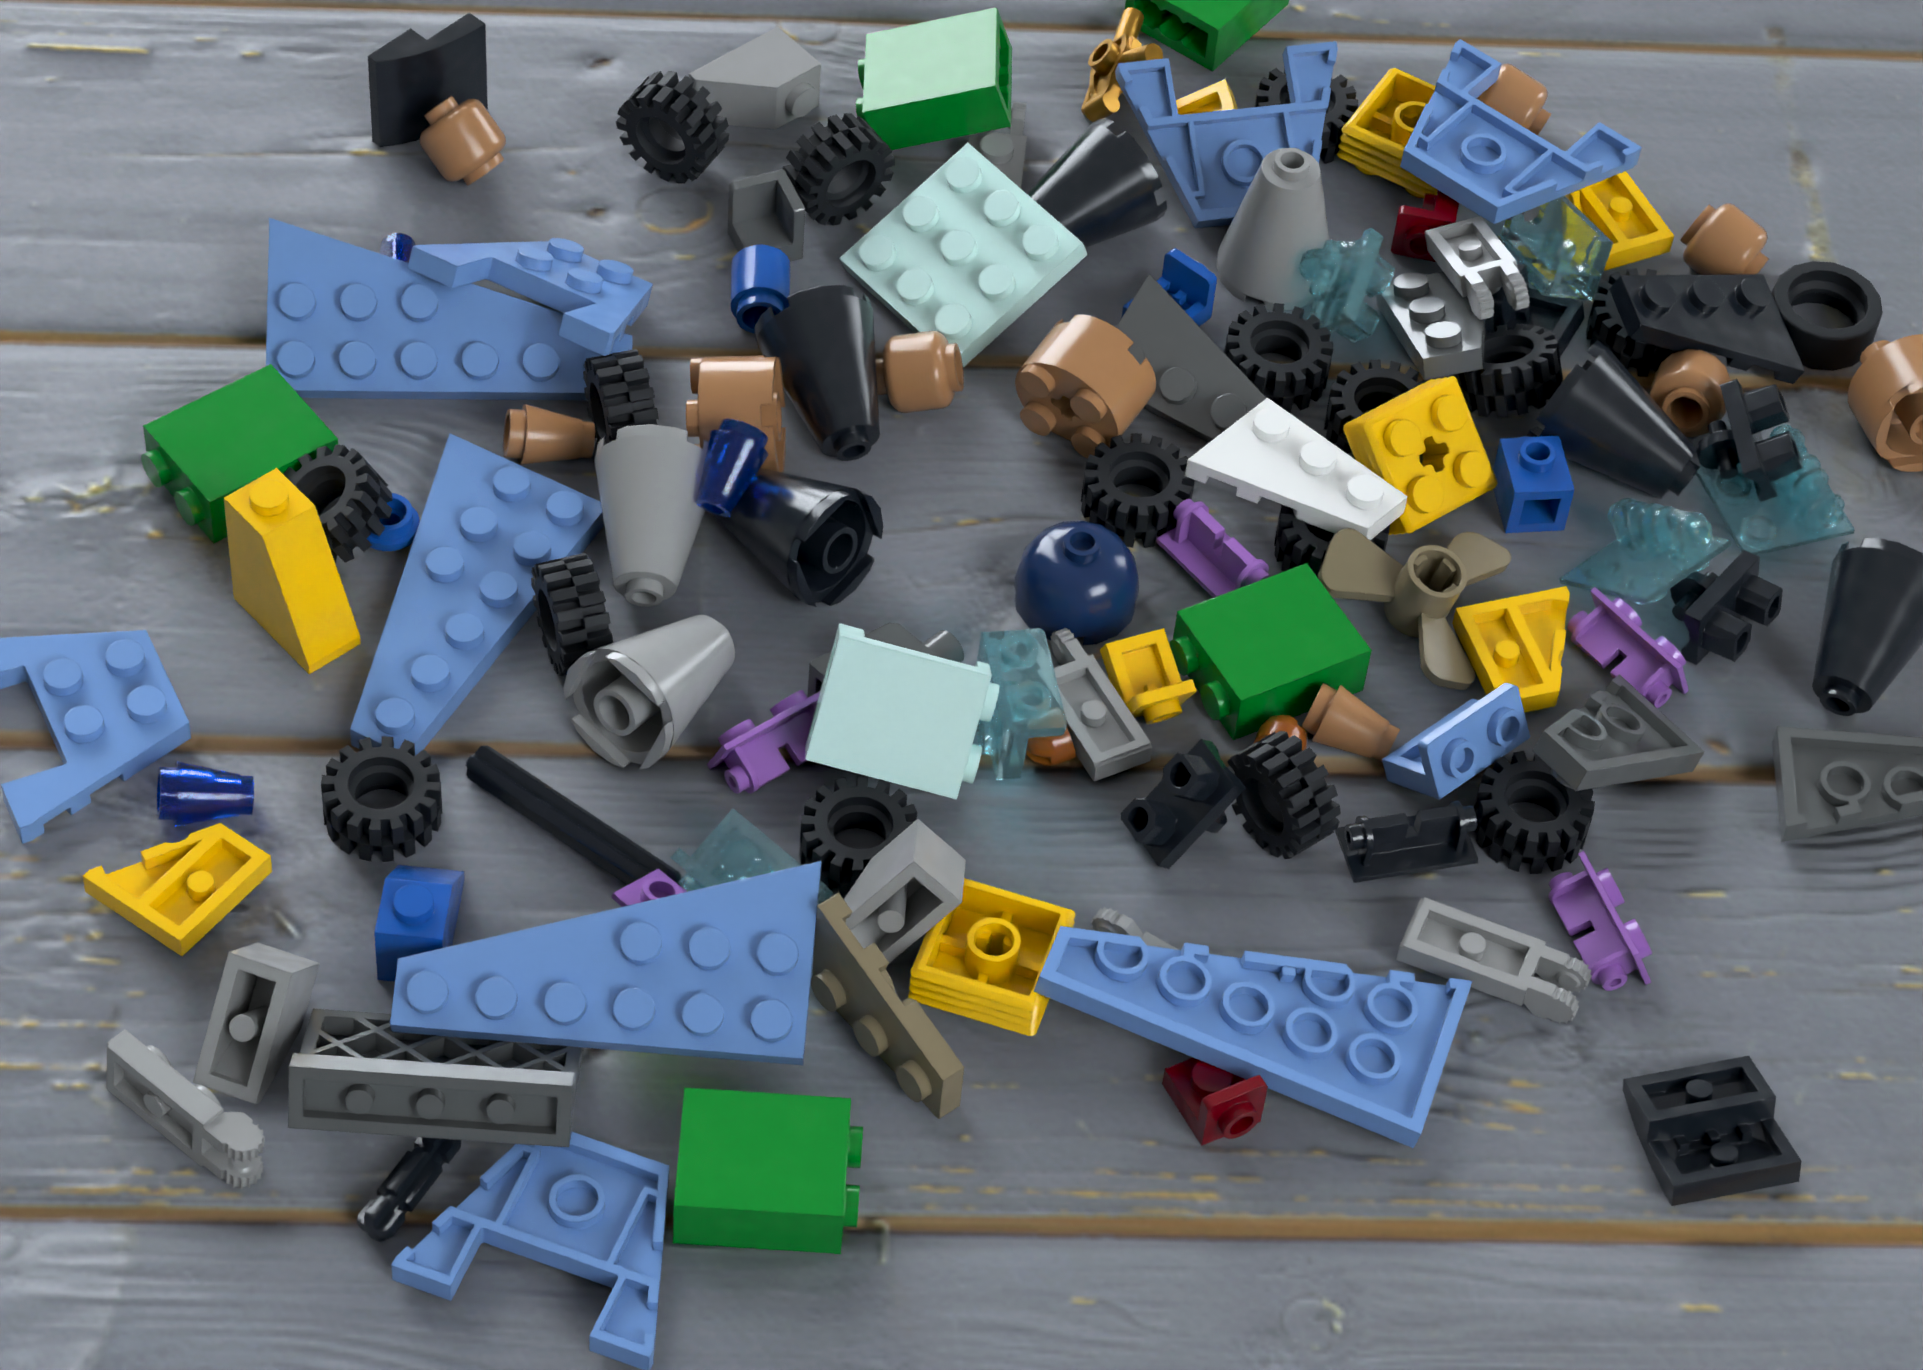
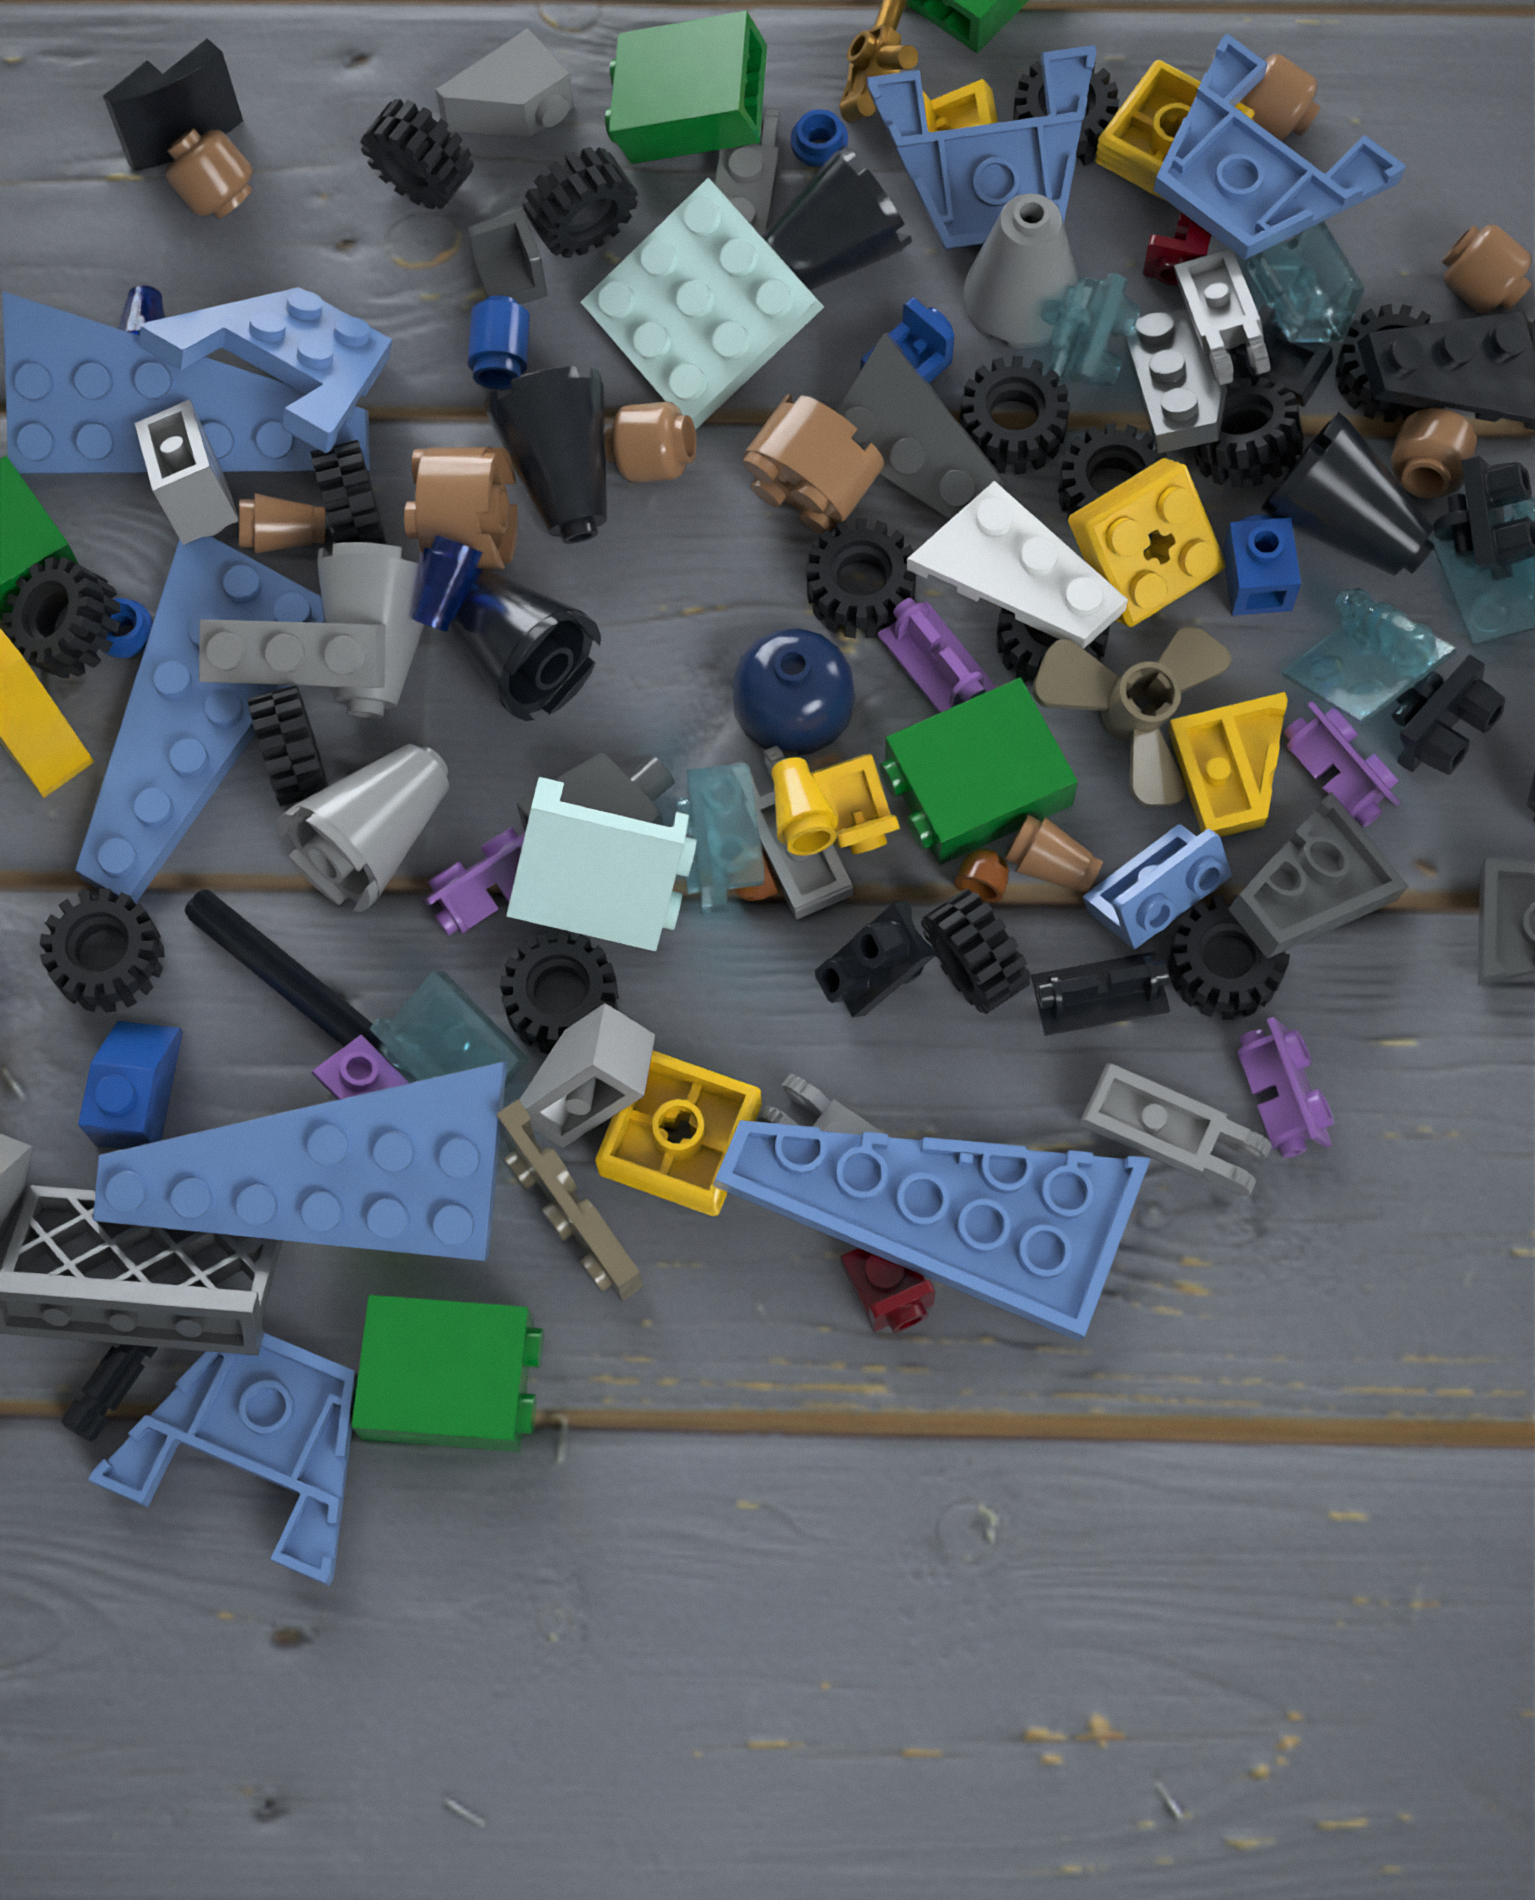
camera: 10 degrees right, 20 degrees up
(457, 382) = (185, 473): none -> light grey slope
(556, 527) = (292, 653): none -> light grey plate
(1062, 127) = (813, 126): none -> blue plate
(1099, 673) = (802, 811): none -> yellow cone
(1625, 218) = (1382, 240): yellow wing -> none
(1710, 1130) = (1375, 1322): black slope -> none

